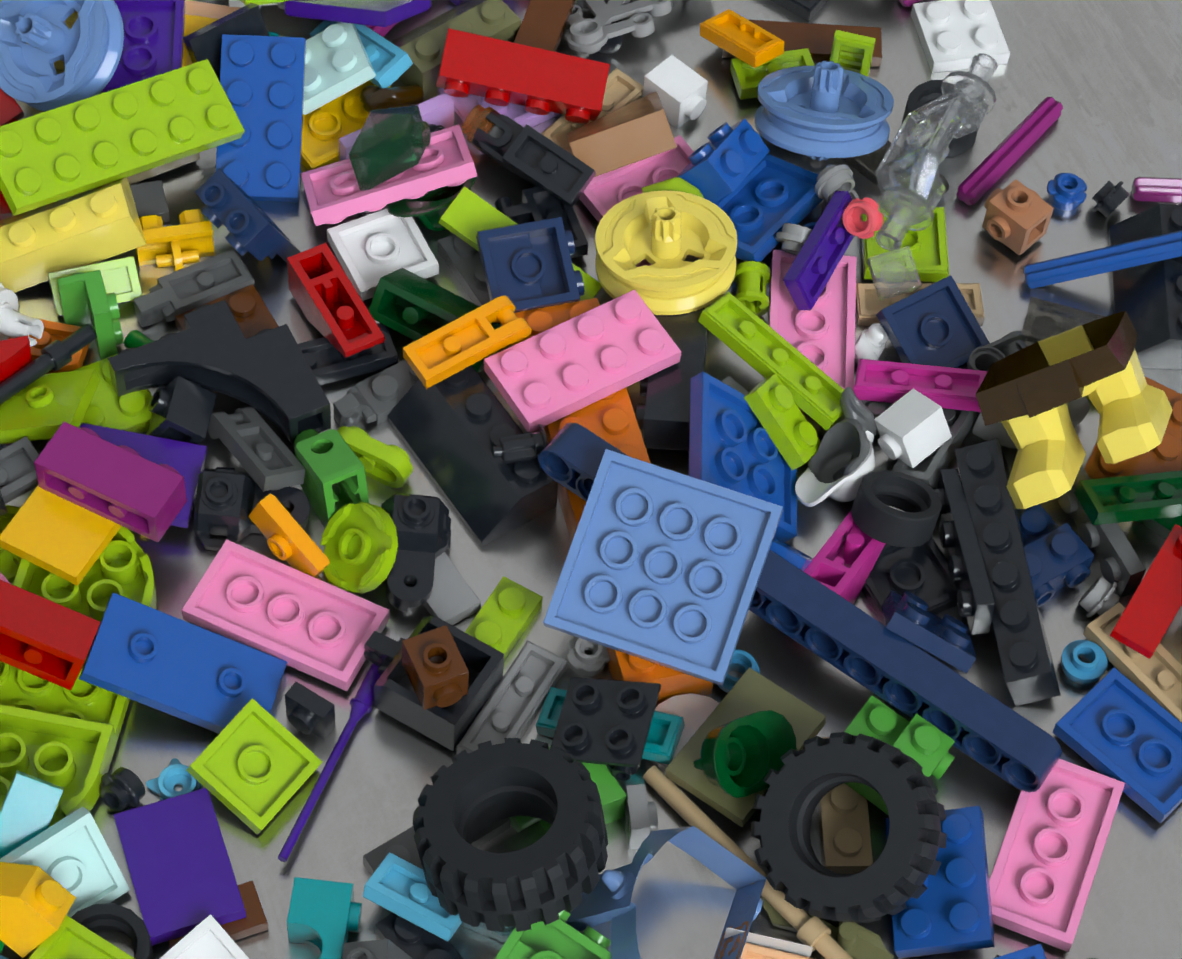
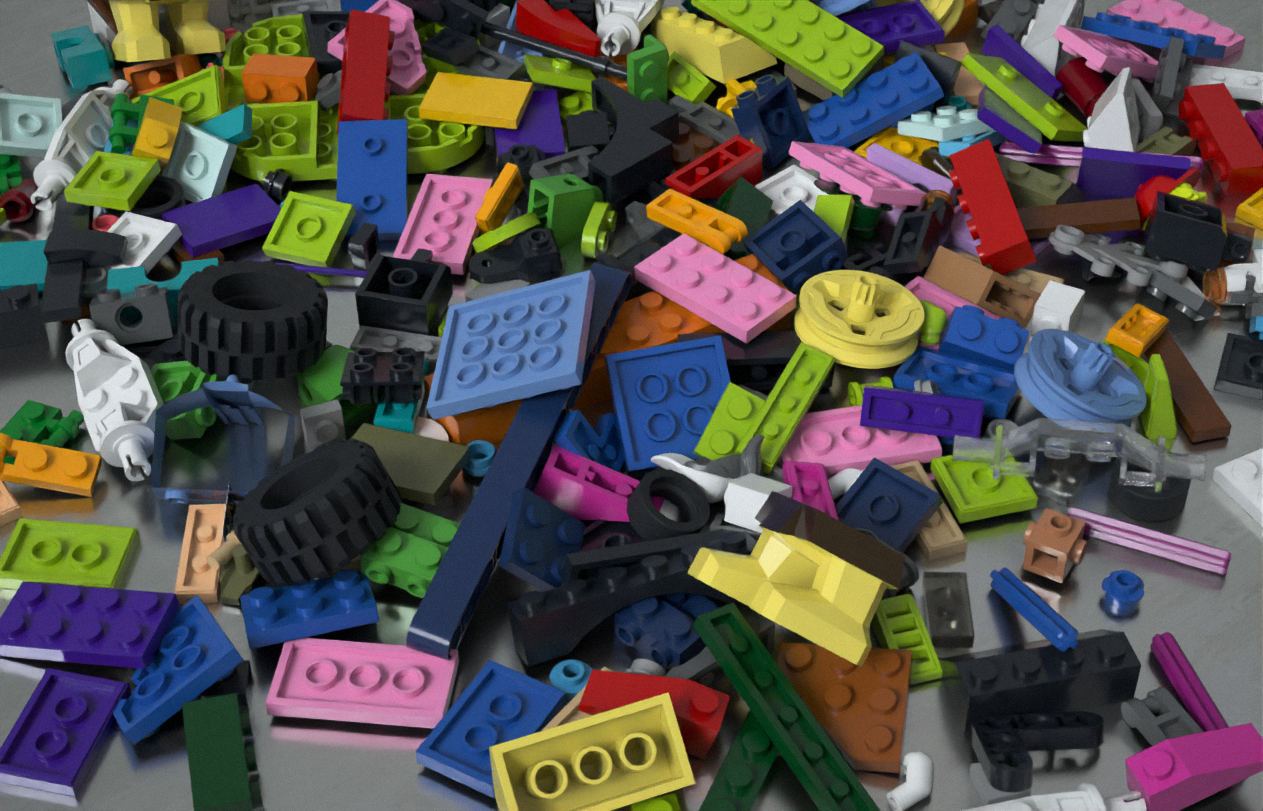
camera: 80 degrees right, 15 degrees down
(111, 481) = (492, 94): magenta brick -> none
(388, 145) = (867, 151): clear green slope -> none
(435, 668) = (389, 262): reddish brown brick -> none
(744, 750) = (371, 424): dark green piece -> none
(834, 179) = (998, 400): light grey plate -> none
(853, 217) = (964, 420): coral plate -> none
(894, 273) = (930, 466): clear plate -> none
(1109, 198) = (1129, 617): black plate -> none

